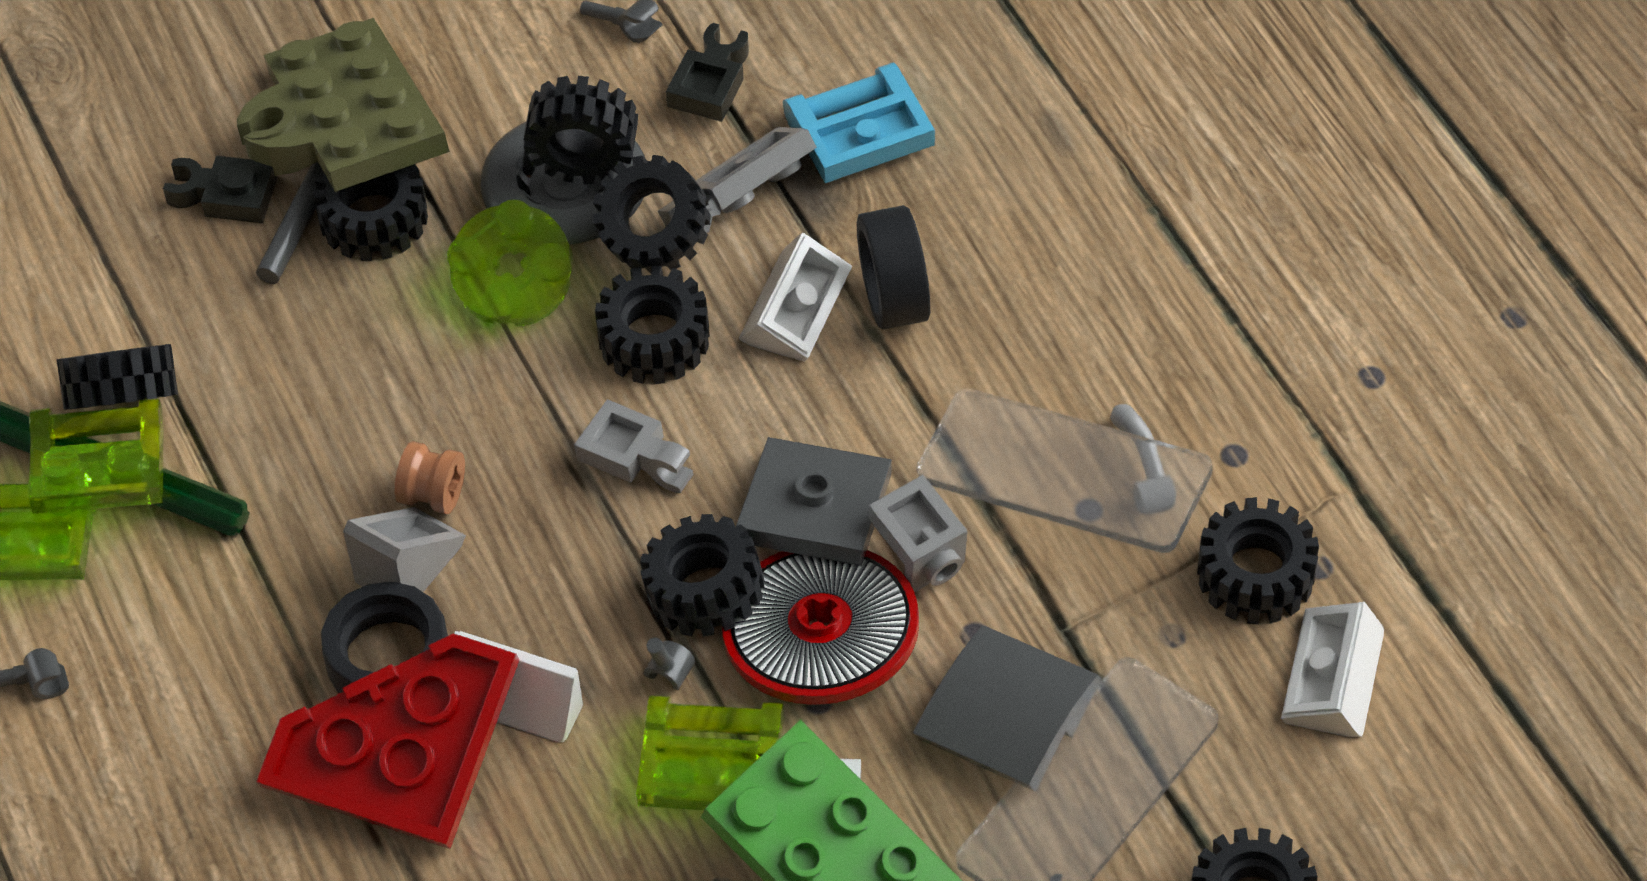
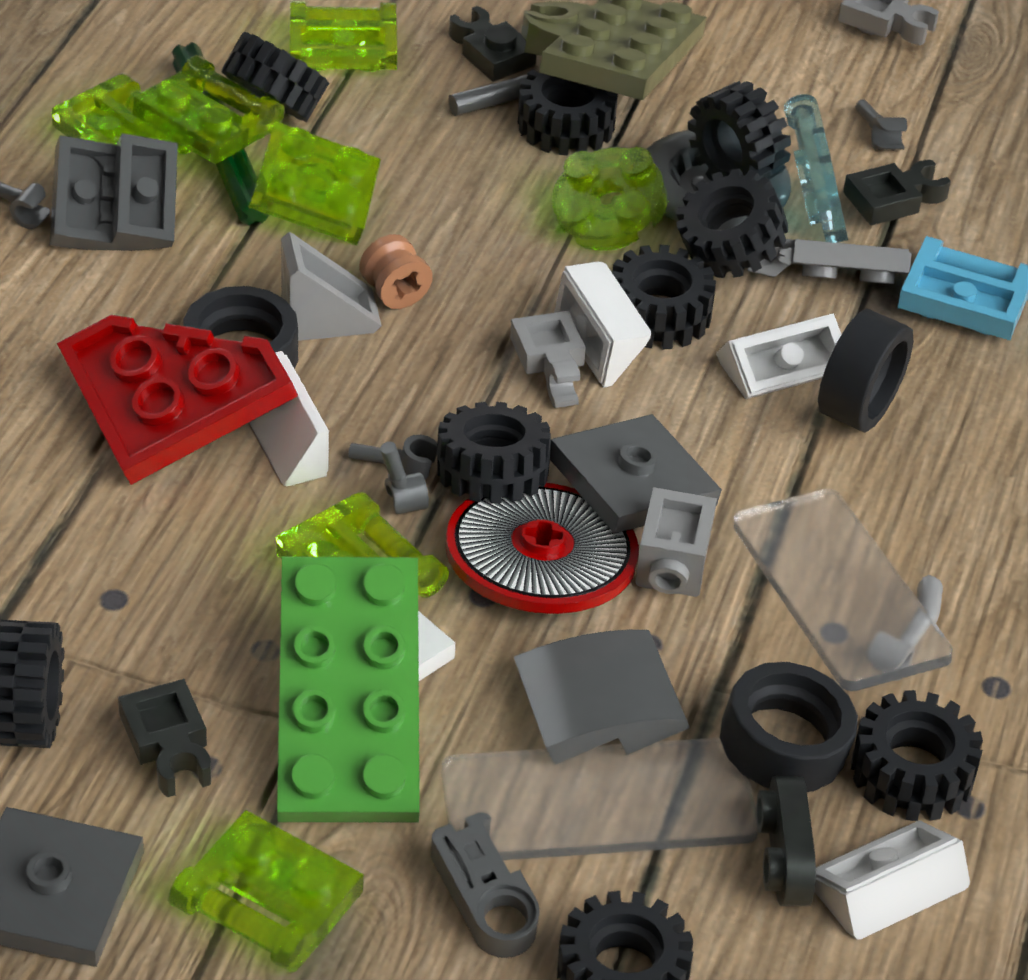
camera: 40 degrees right, 10 degrees down
(101, 293) = (344, 36): none -> clear neon green plate
(111, 603) = (114, 194): none -> dark grey slope
(261, 449) = (315, 183): none -> clear neon green plate
(632, 639) = (416, 456): none -> dark grey hand
(641, 381) = (604, 319): none -> white slope
(659, 106) = (815, 167): none -> clear light blue plate
(1152, 654) = (797, 691): none -> black tyre
(1258, 703) = (790, 860): none -> pearl dark grey plate

